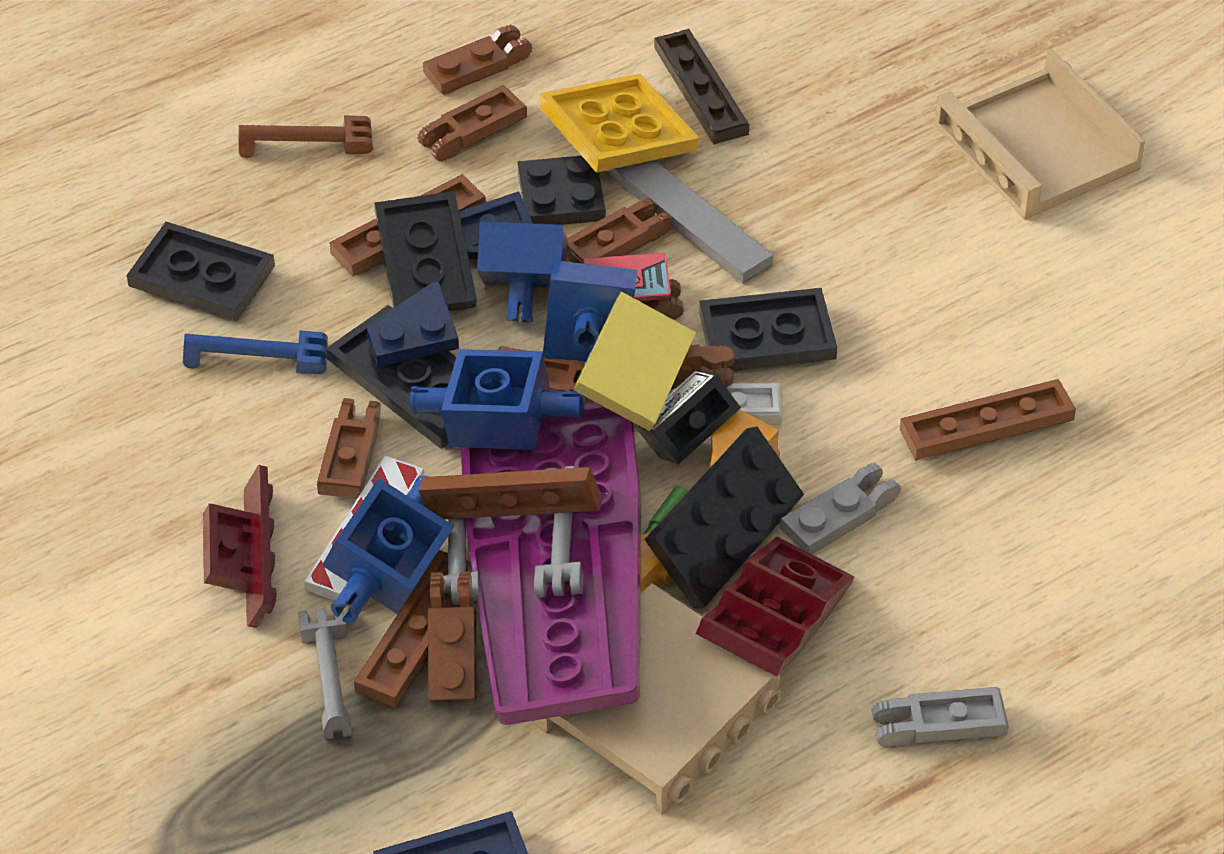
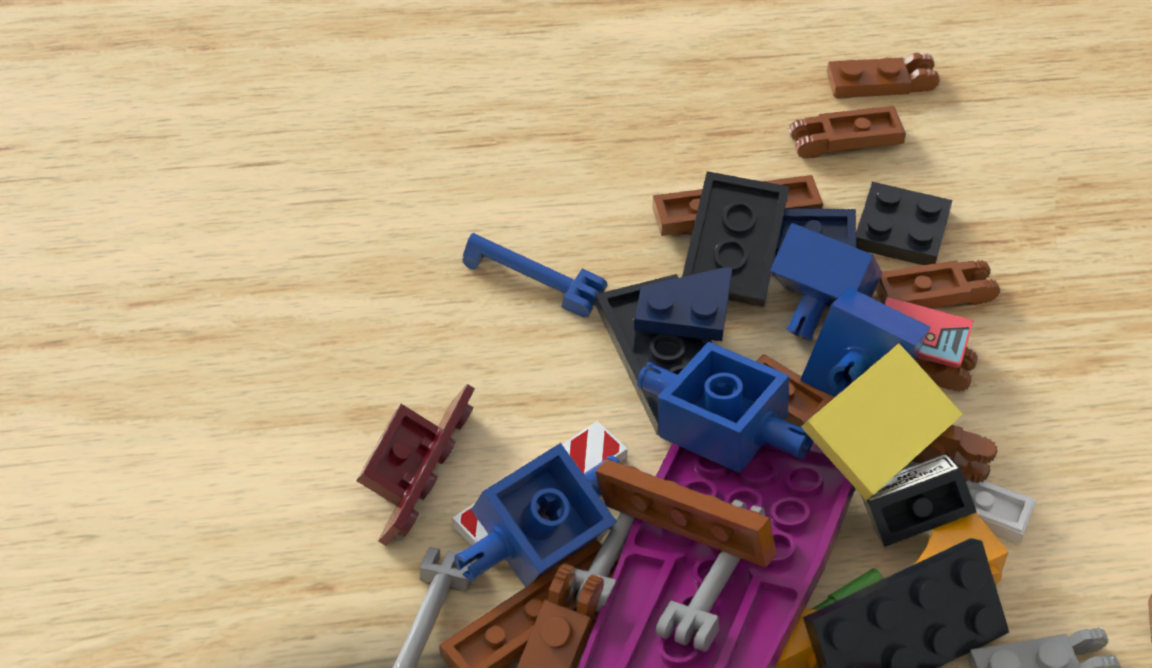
camera: 25 degrees right, 0 degrees up
(201, 270) = (525, 181): black plate -> none
(349, 451) = (566, 402): dark orange hinge -> none
(355, 134) = (732, 106): dark orange hinge -> none
(618, 122) = (989, 178): yellow plate -> none
(695, 219) = (1021, 288): light grey tile -> none
(701, 86) = (1091, 172): dark brown tile -> none
(770, 328) = (1052, 438): black plate -> none

